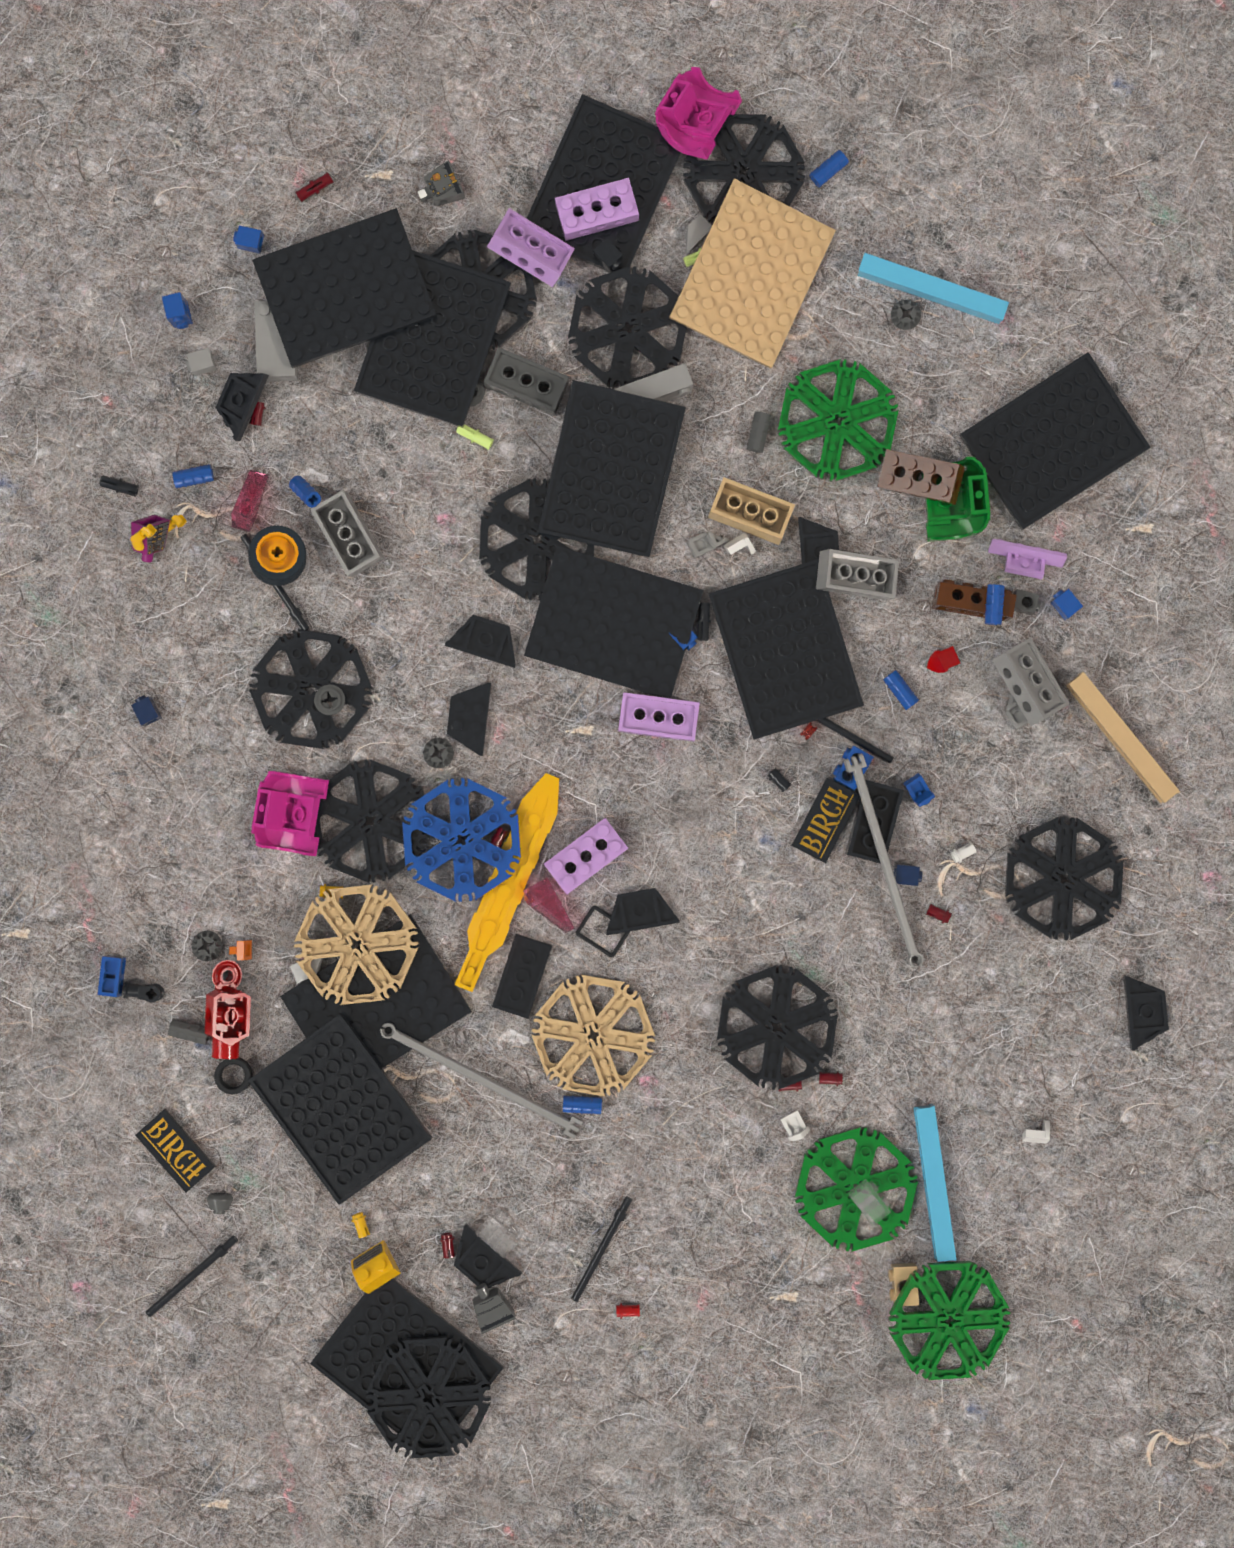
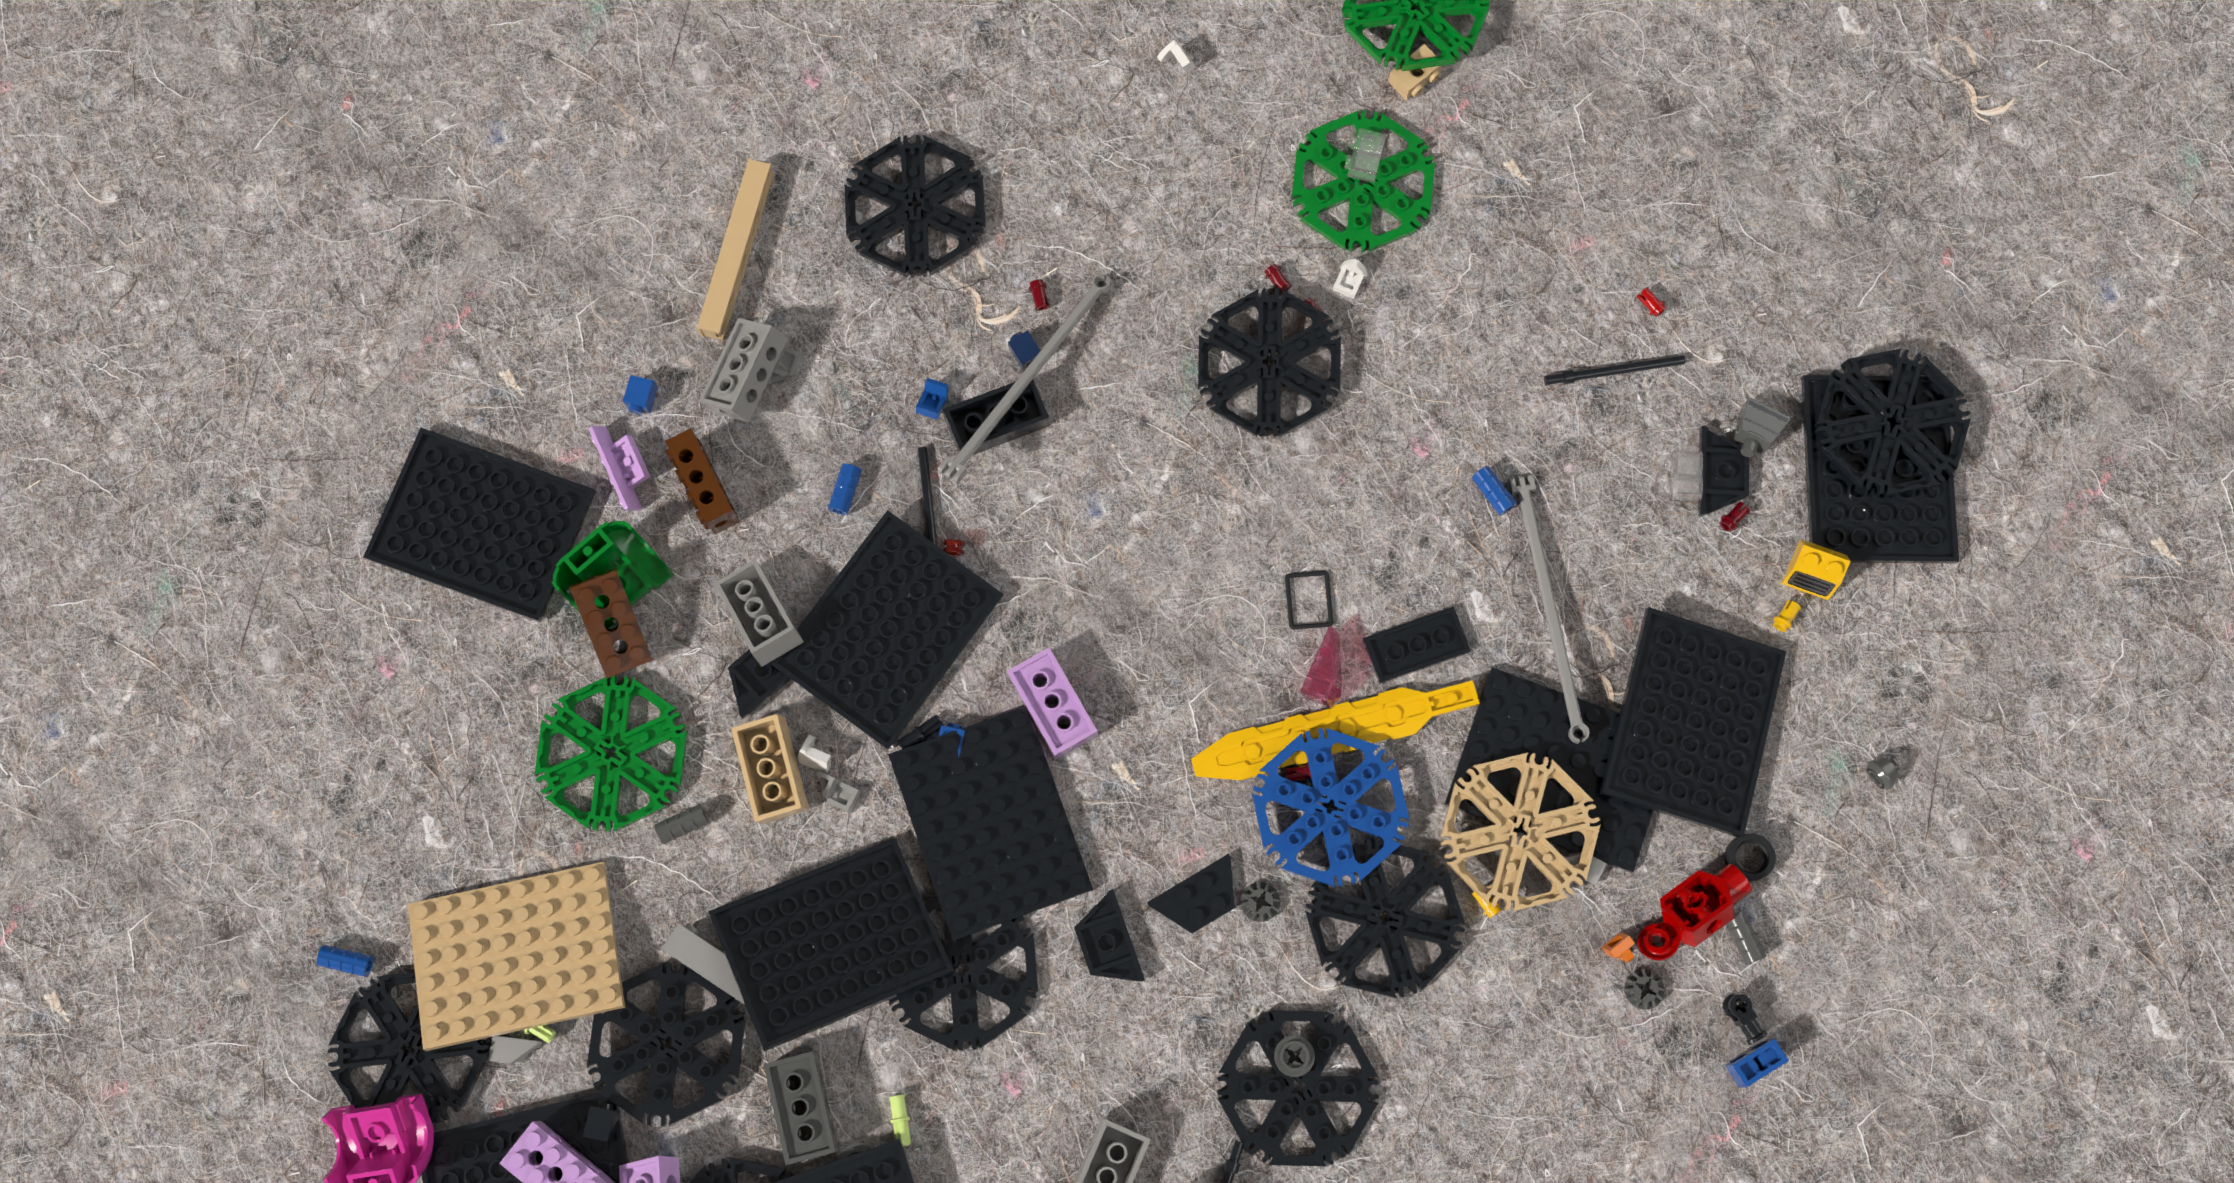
camera: 125 degrees left, 10 degrees down
(175, 1150) = (1871, 858): black tile -> none
(220, 1251) = (1929, 735): black bar -> none
(288, 812) = (1443, 1007): dark pink piece -> none
(573, 851) = (1250, 686): lavender brick -> none
(581, 1048) = (1406, 512): tan plate -> none
(640, 911) = (1261, 577): black wing -> none
(781, 782) = (1024, 541): black pin -> none
(826, 820) = (1030, 467): black tile -> none
(840, 768) = (969, 489): blue brick -> none
(905, 323) = (455, 776): dark grey gear -> none
(932, 288) = (403, 759): medium azure tile -> none
(934, 1183) = (1298, 114): medium azure tile -> none
(943, 660) = (784, 470): red tile -> none
(963, 852) = (962, 315): white pin -> none
(994, 604) = (690, 452): blue axle -> none
(1035, 603) = (659, 426): dark grey brick -> none
(1145, 1011) = (986, 44): black wing -> none

